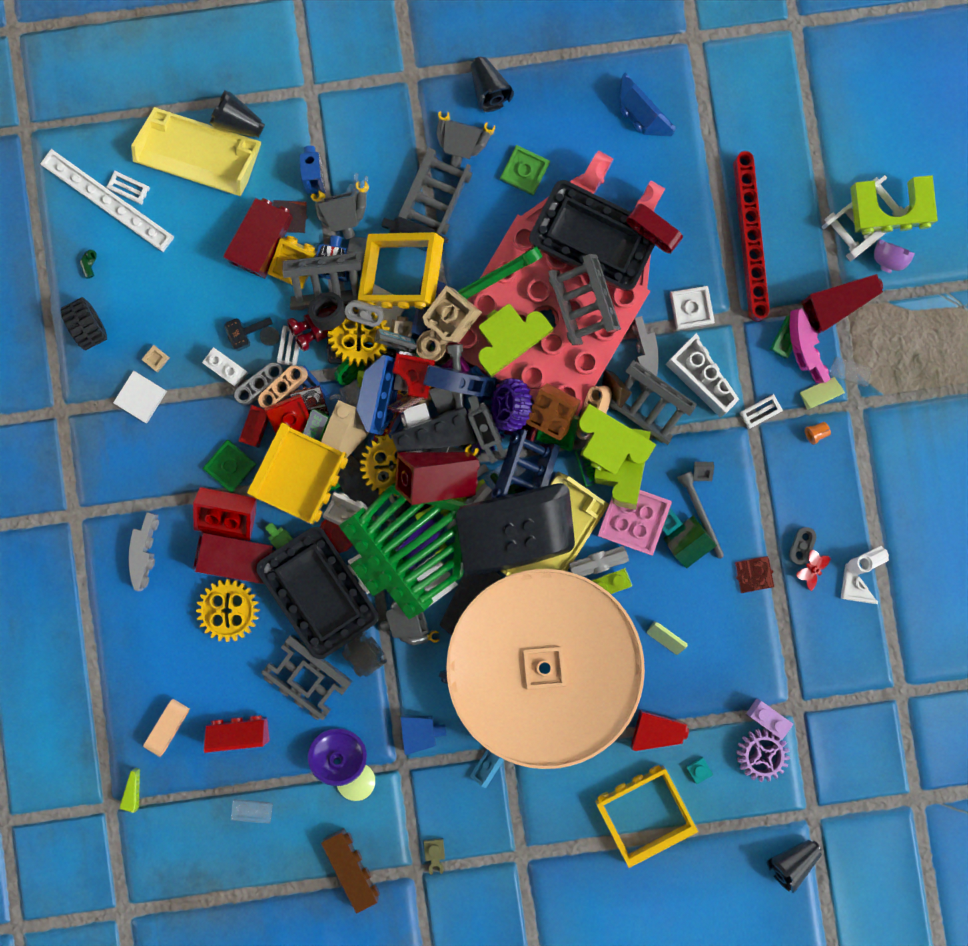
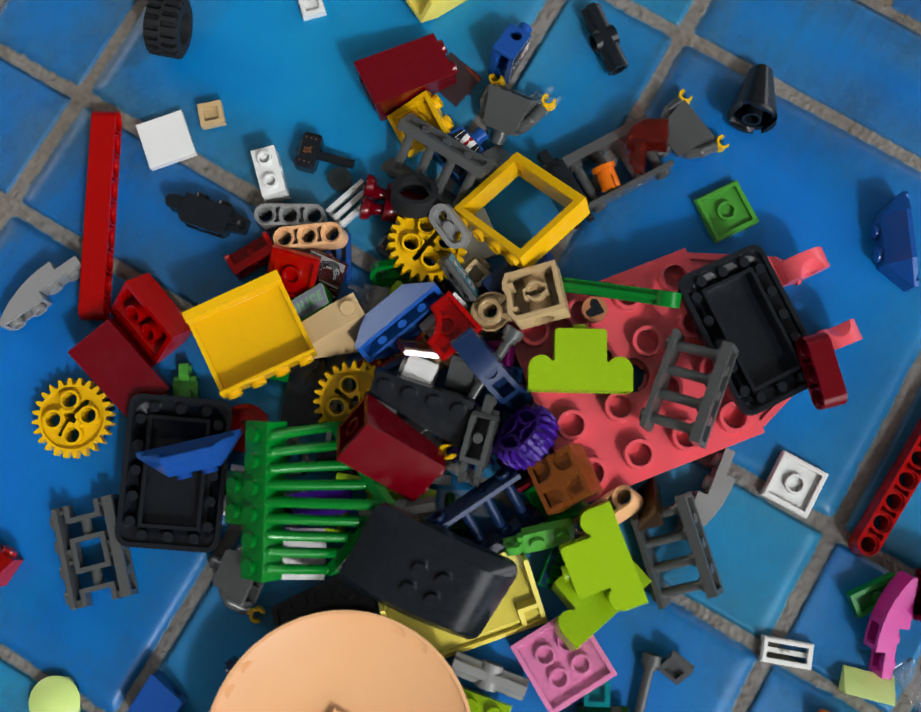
camera: 40 degrees right, 5 degrees down
(139, 475) = (100, 216): none -> red beam
(206, 424) = (207, 215): none -> black hinge
(229, 466) = (196, 275): green tile -> none
(321, 572) = (192, 455): none -> blue wedge
(336, 745) = (56, 643): dark purple dish -> none
(342, 508) = (269, 406): white bracket -> none
(364, 117) = (604, 39): none -> black piece
(364, 655) = (168, 576): clear smoke brick -> none
(435, 206) = (606, 176): none -> orange bush
(440, 162) = (644, 137): none -> clear red brick
(492, 296) = (594, 309): none -> nougat tile
(565, 457) = (540, 537): none -> bright green hinge
(703, 376) = (752, 566): white wedge -> none

